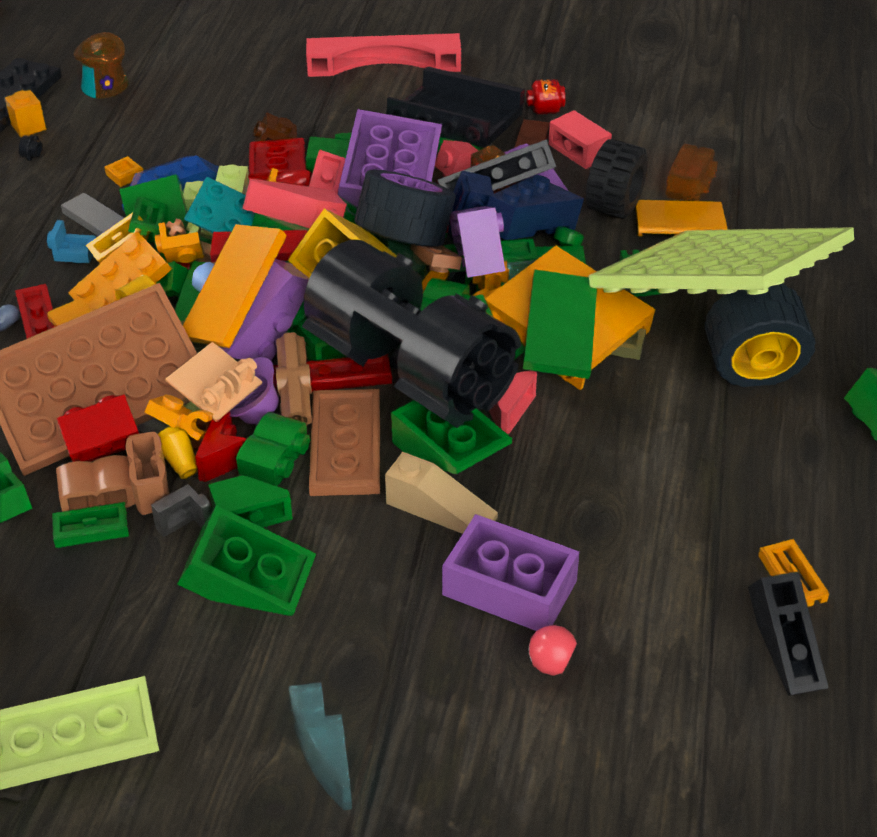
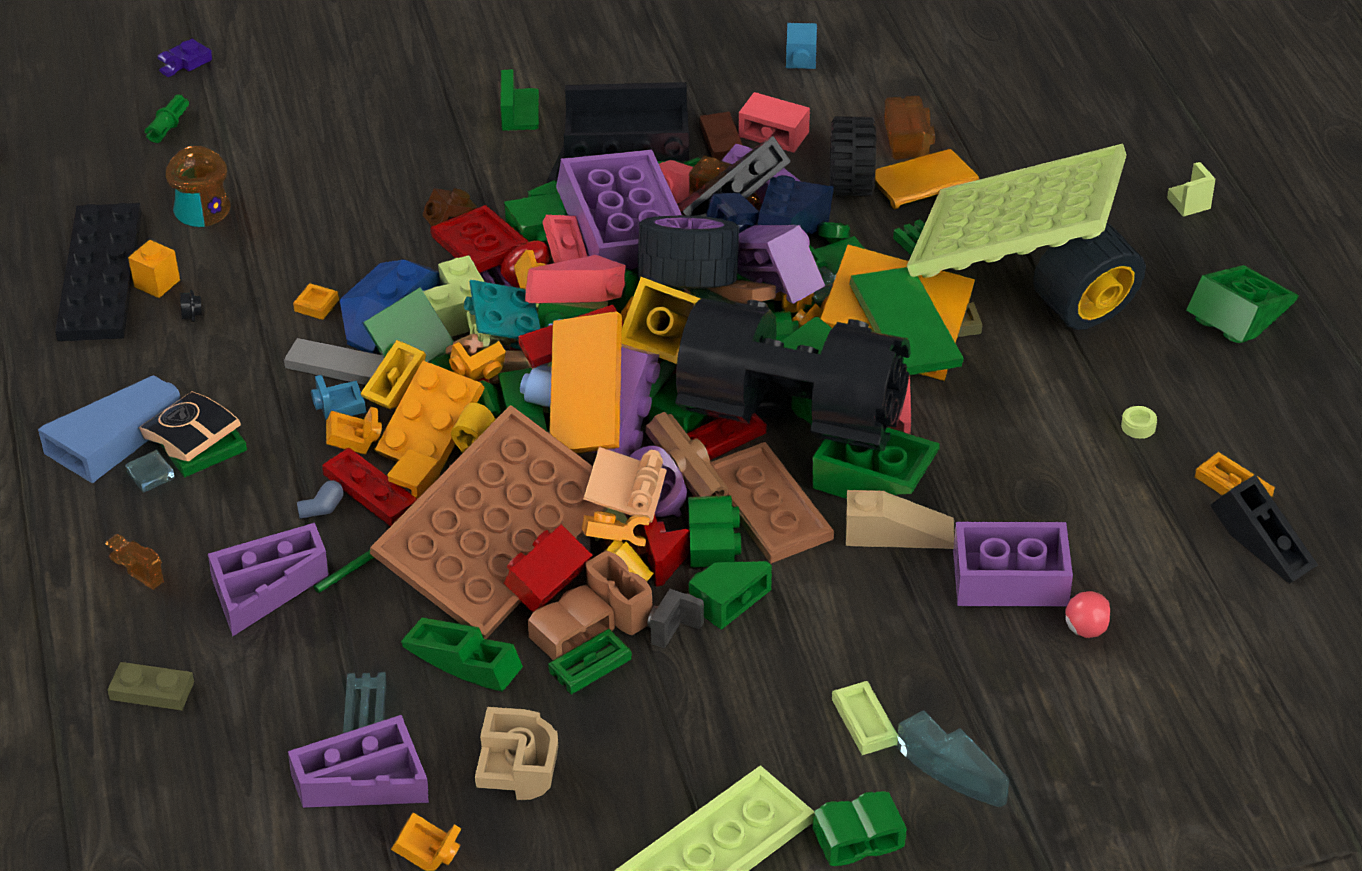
camera: 25 degrees left, 0 degrees up
(60, 273) = (353, 432): none -> light orange bracket
(130, 18) = (166, 119): none -> green axle
(146, 225) = (420, 344): green tile -> none
(186, 775) = (859, 828): none -> green brick
(246, 565) = (769, 642): green slope -> none
(279, 667) = (864, 717): none -> yellowish green tile
(339, 54) = (444, 98): coral arch -> none
(384, 73) = (518, 106): none -> green panel
(546, 97) = (706, 83): red head -> none
(645, 89) = (801, 45): none -> dark azure brick
(735, 485) = (1139, 422): none -> yellowish green tile

